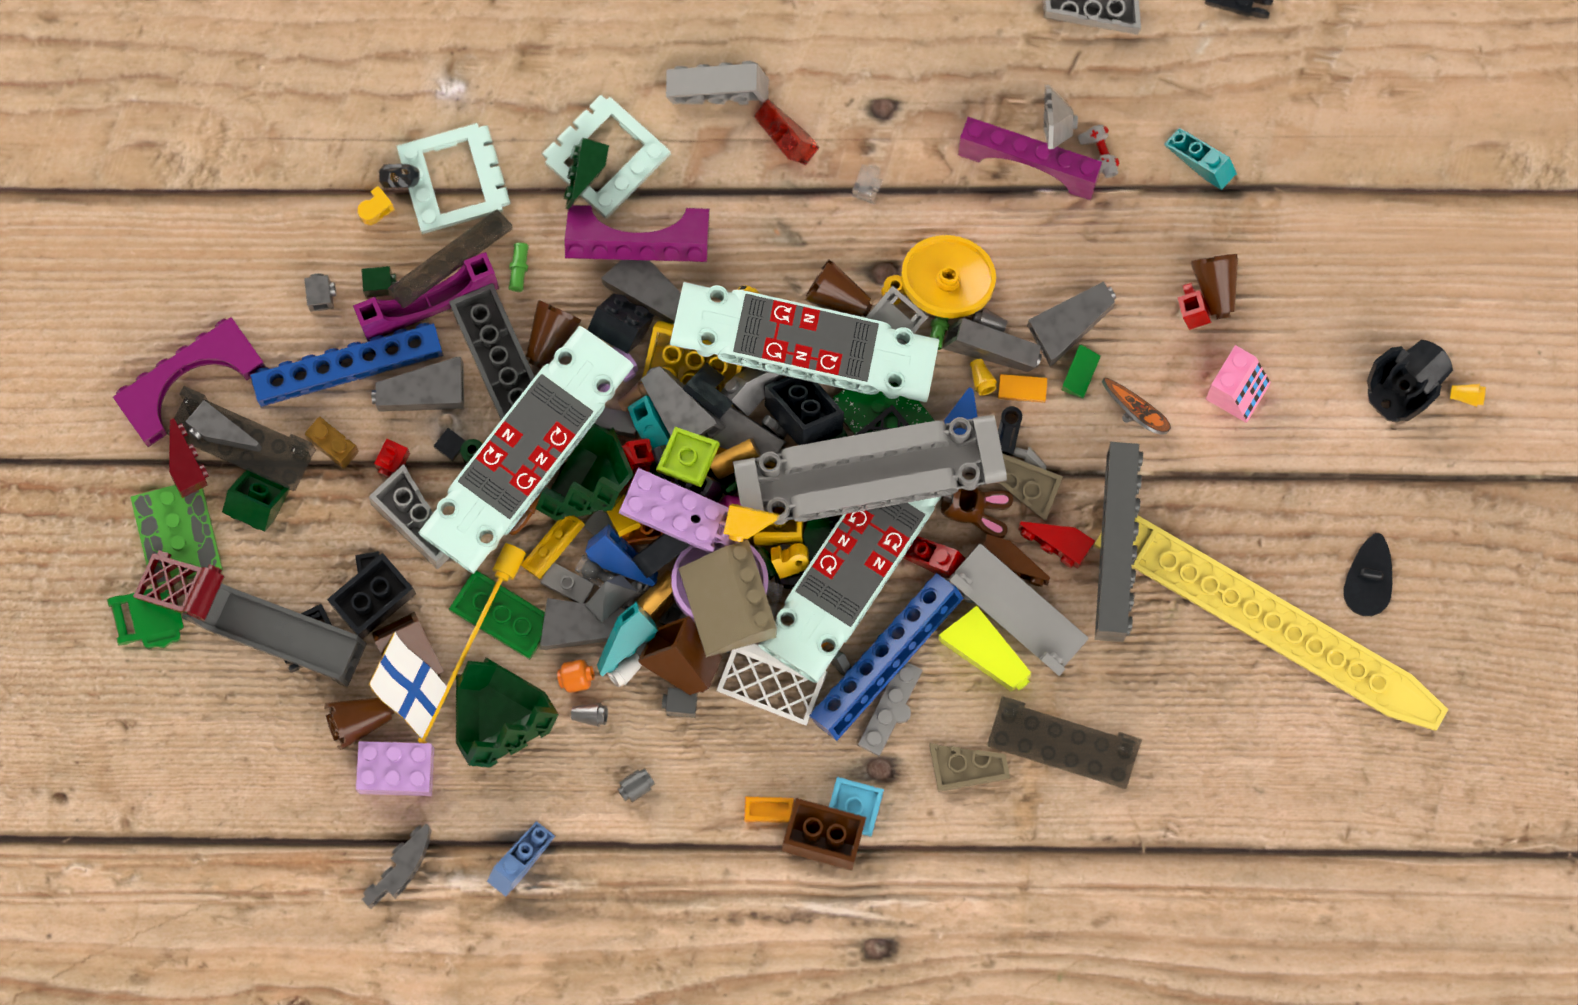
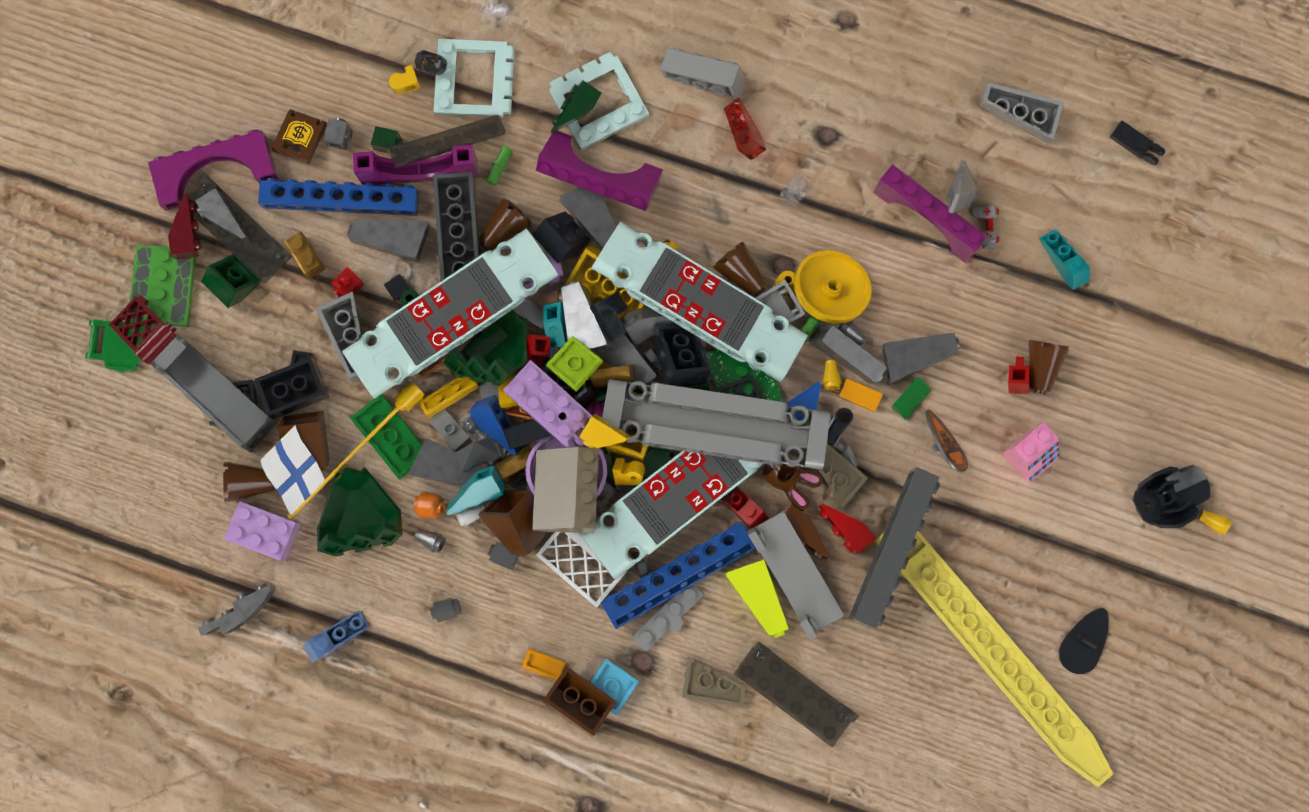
camera: 15 degrees right, 5 degrees up
(275, 305) = (301, 132): none -> reddish brown container

